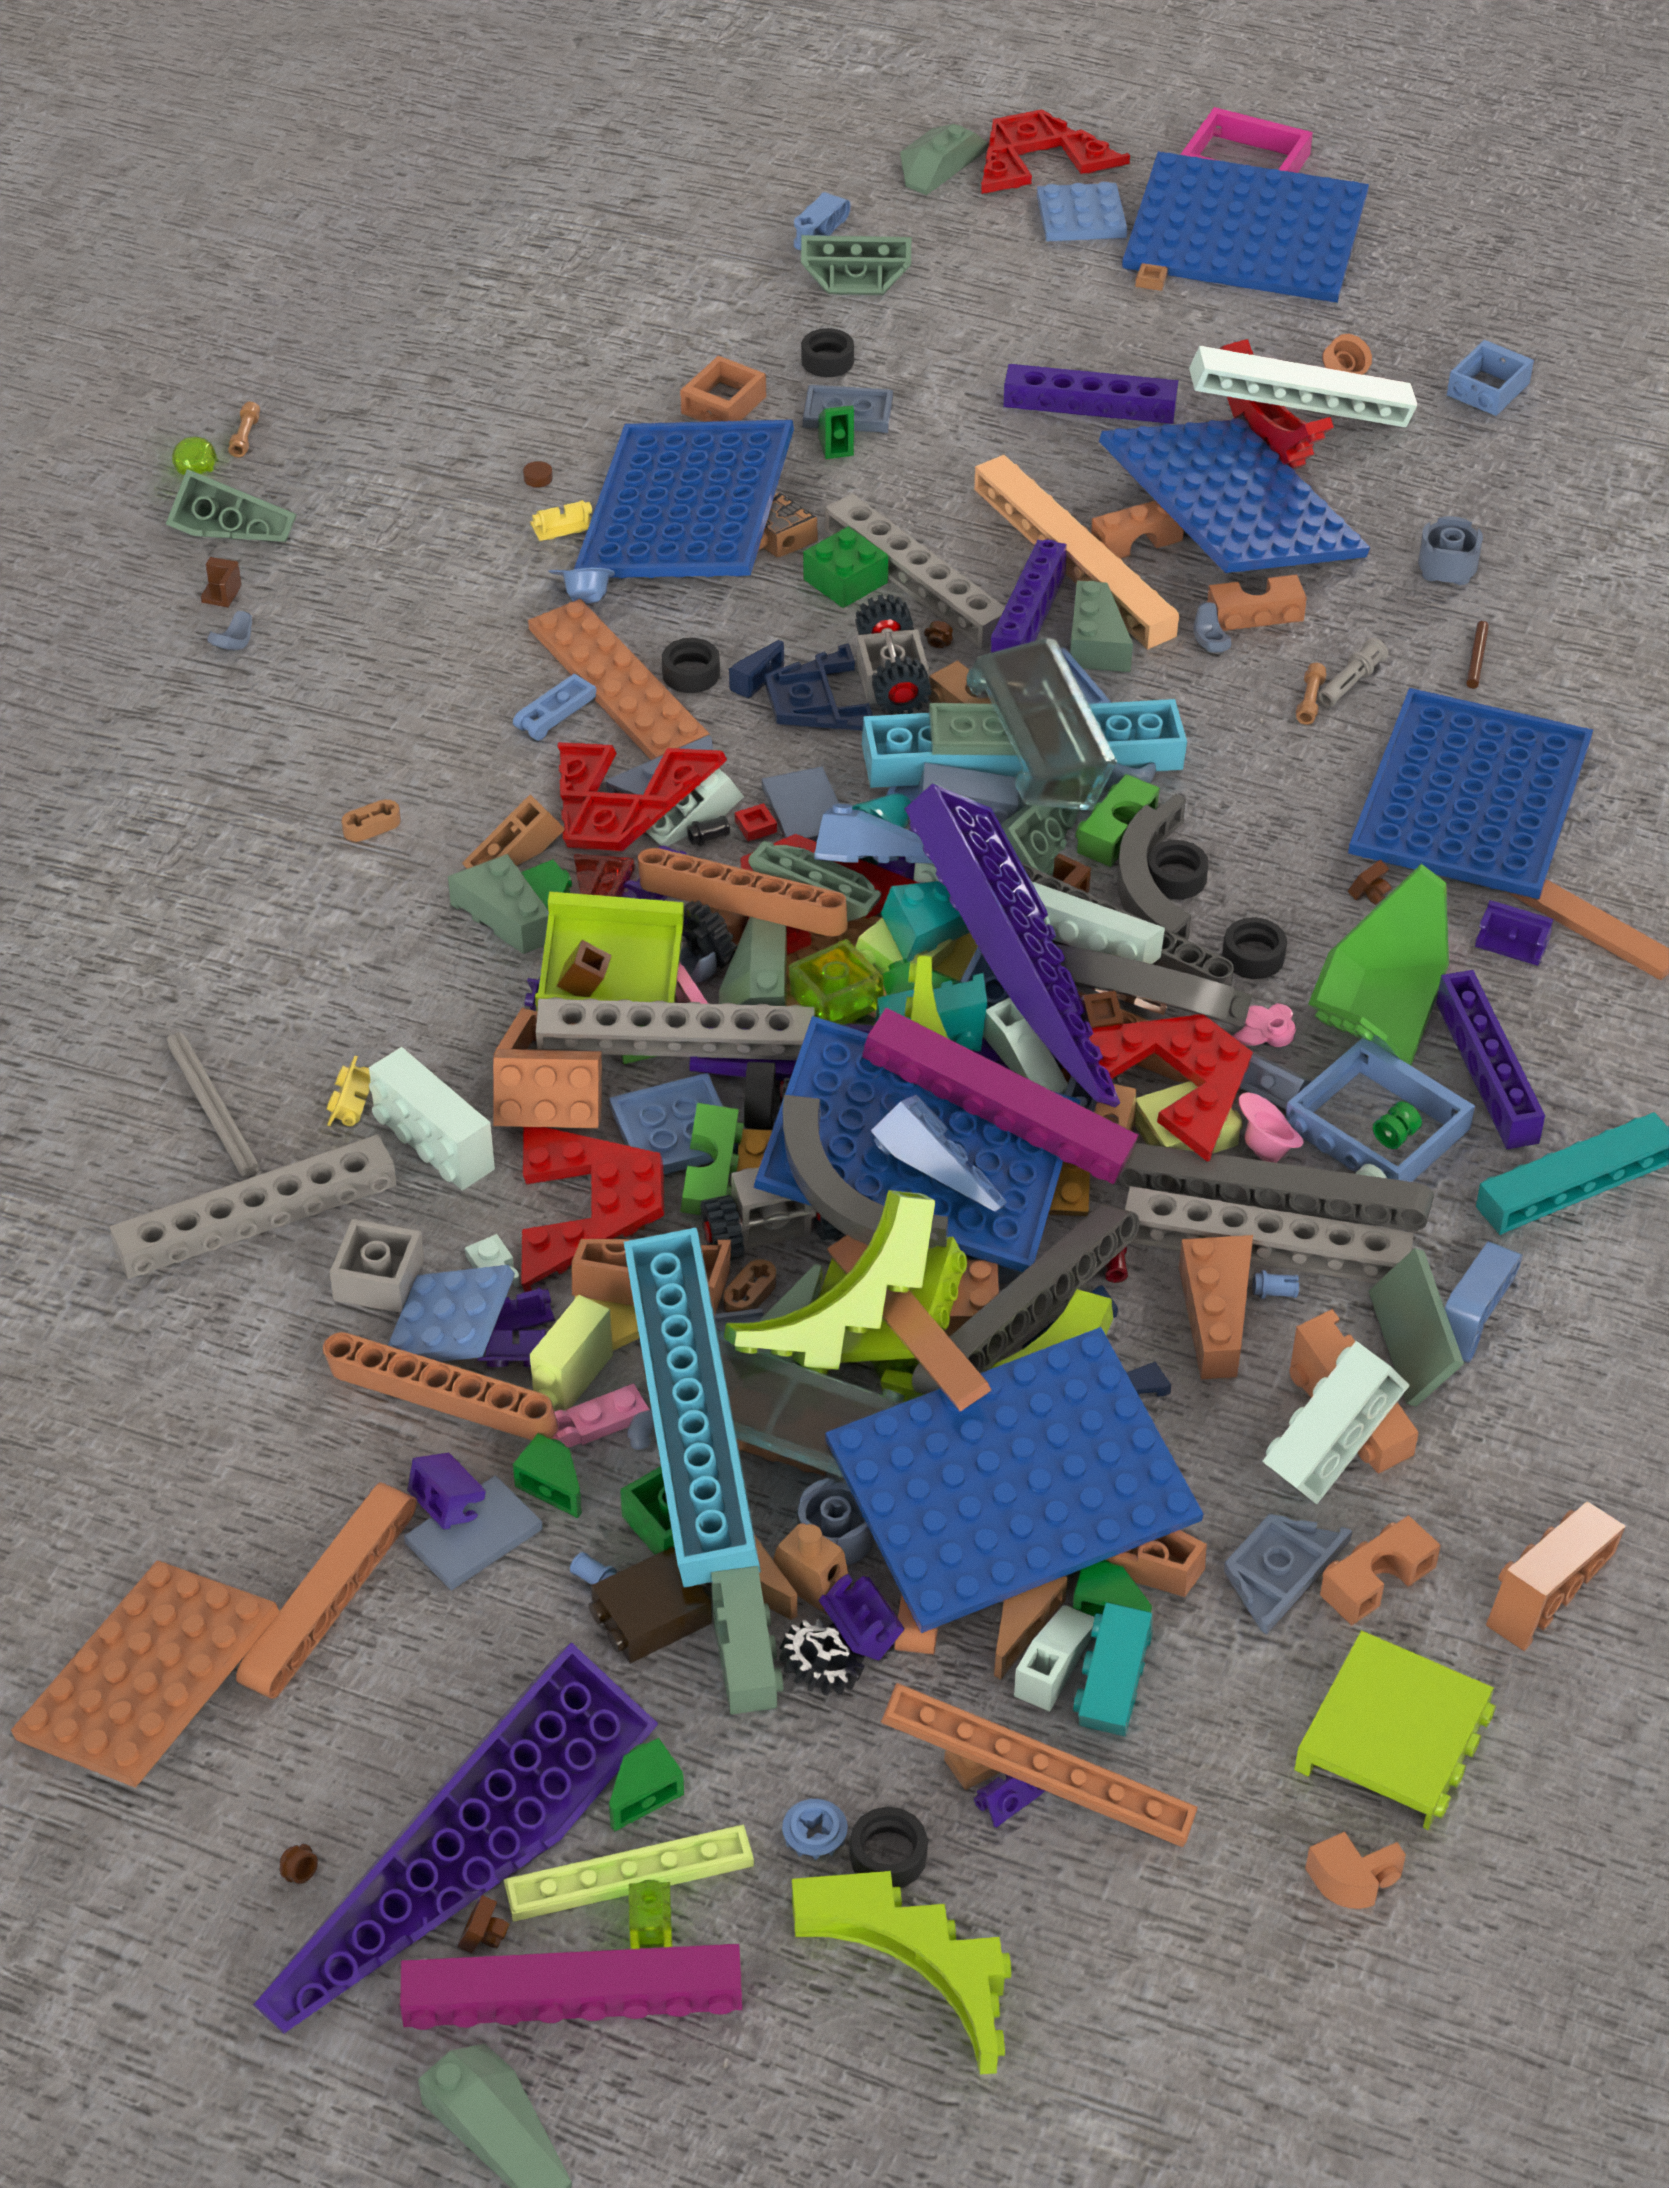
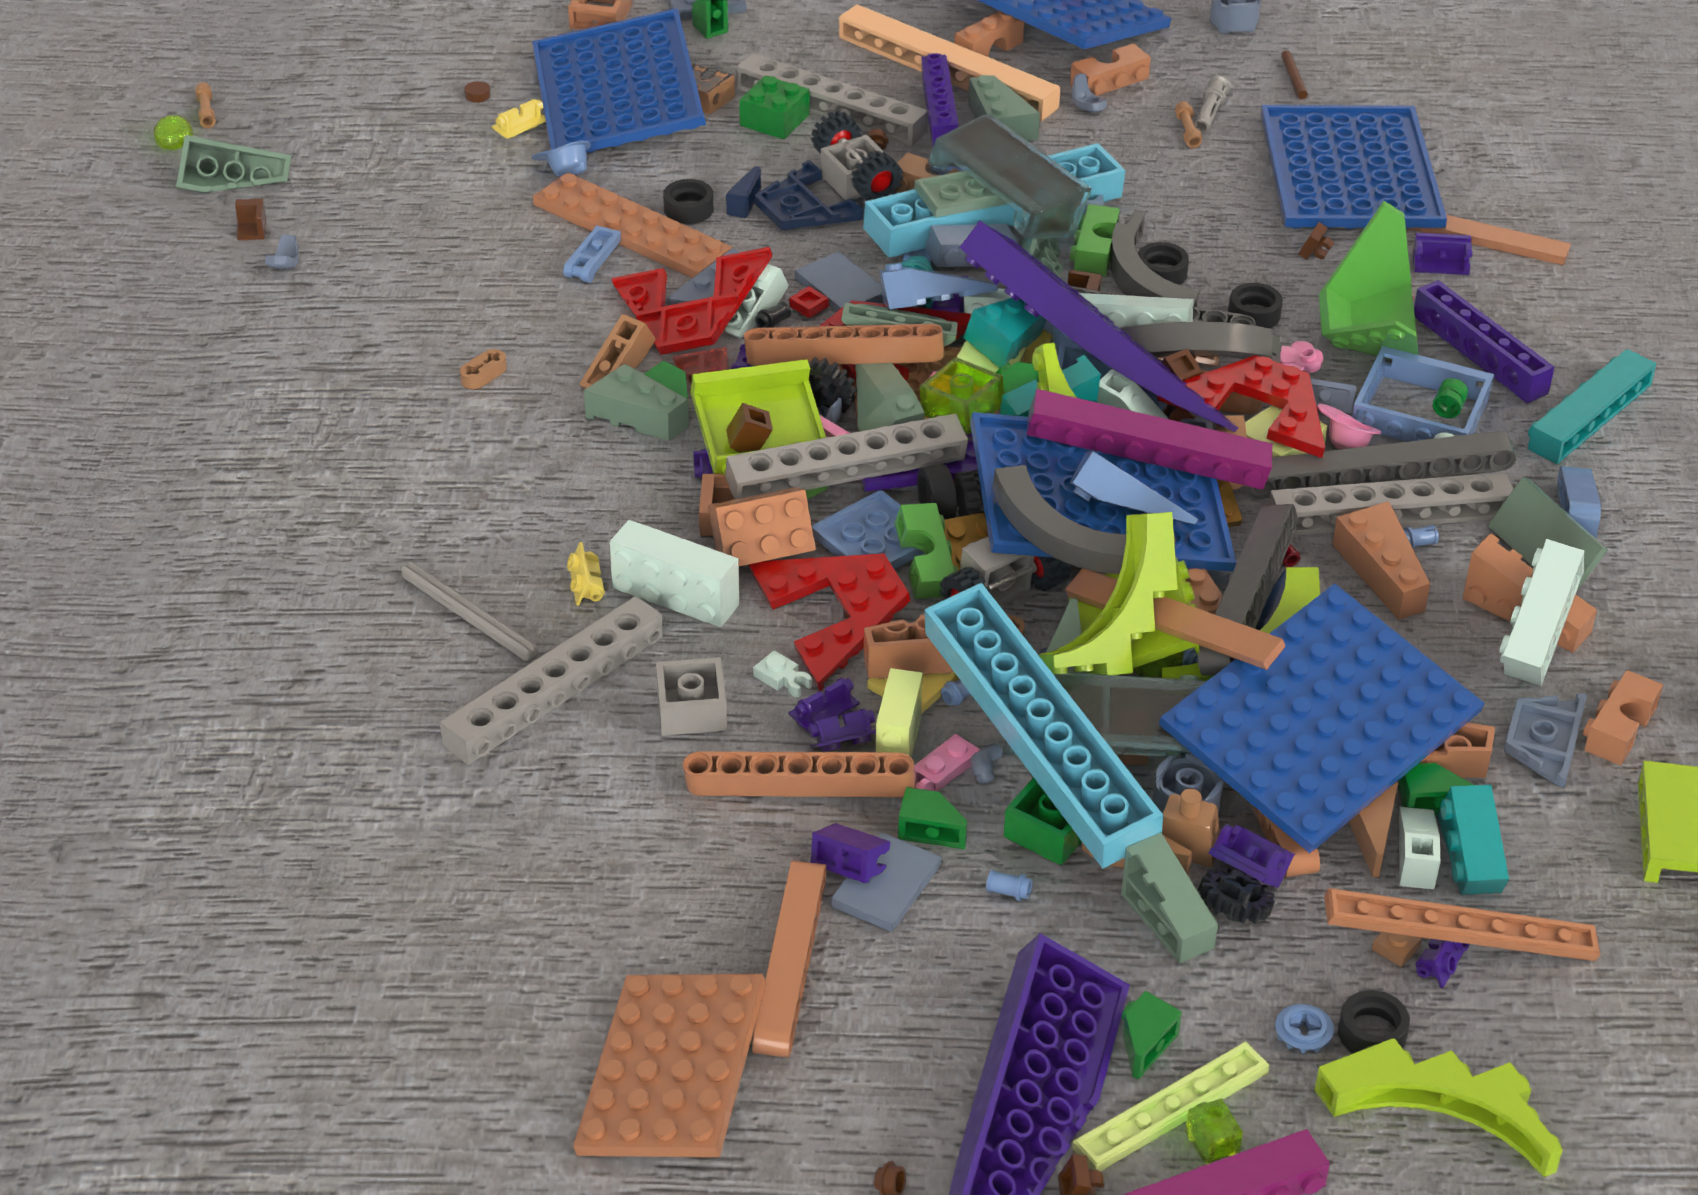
camera: 20 degrees left, 5 degrees down
(452, 1313) = (778, 714): medium blue plate -> none
(649, 1606) = (1071, 895): dark brown brick -> none

